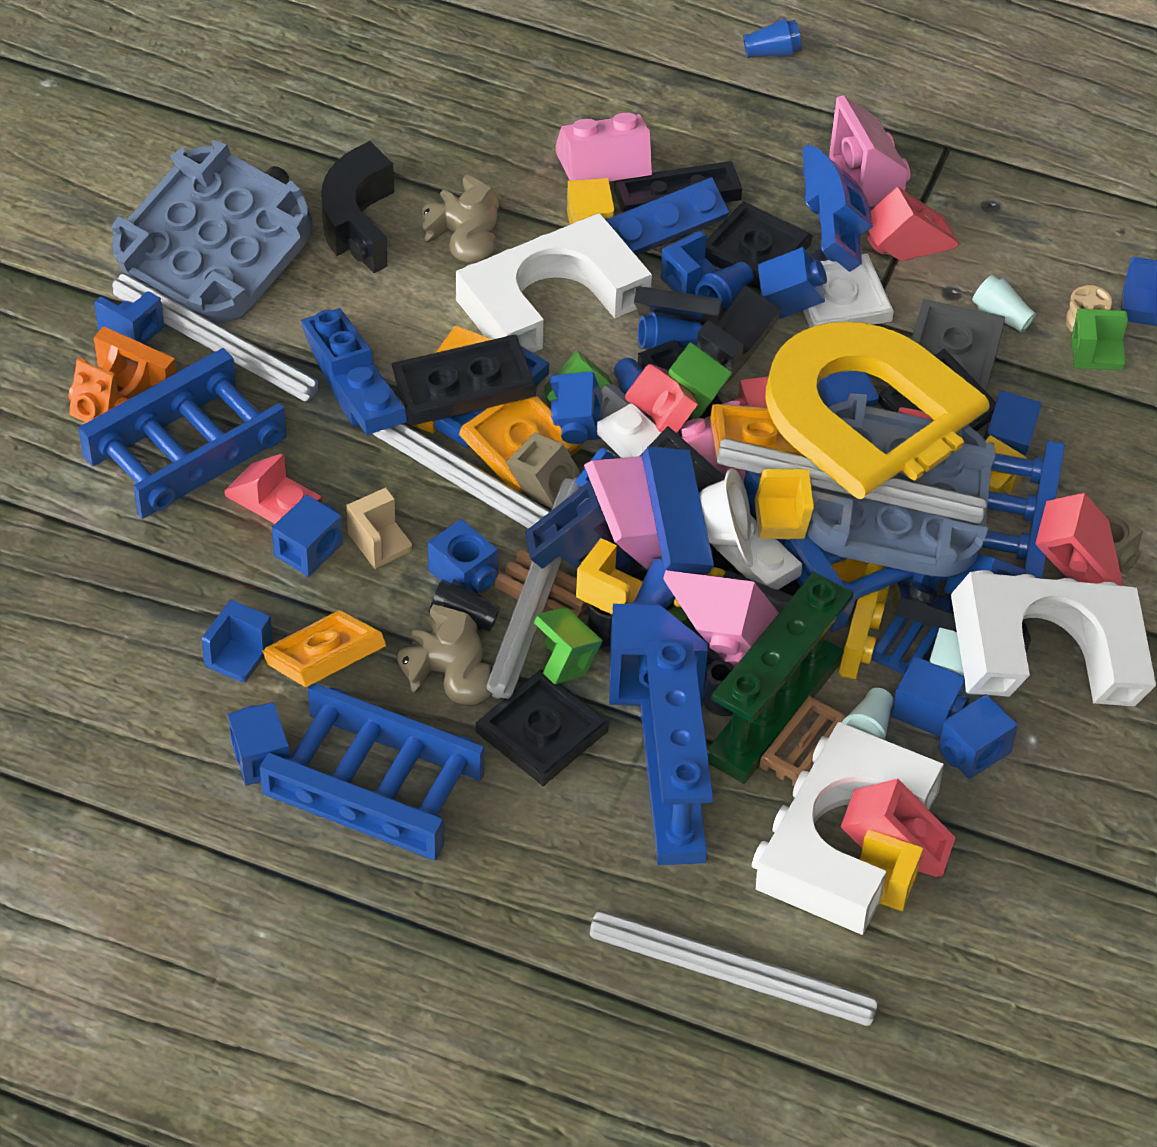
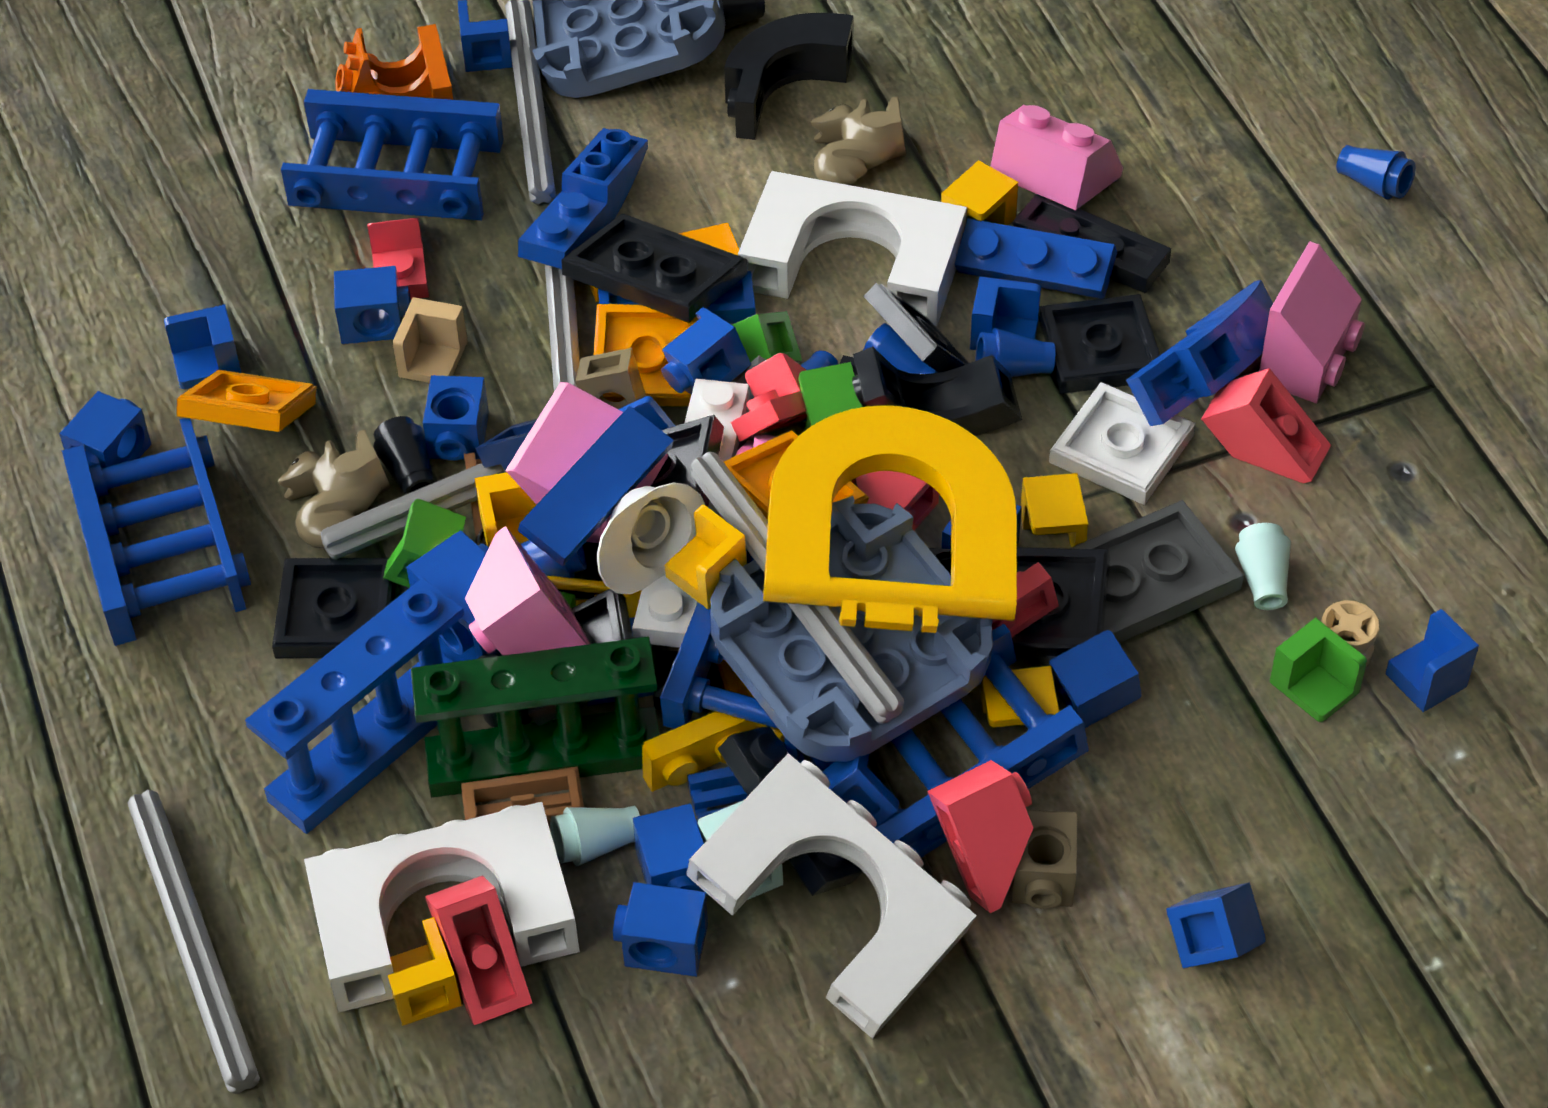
camera: 50 degrees right, 0 degrees up
(792, 282) = (1065, 392): blue brick -> none

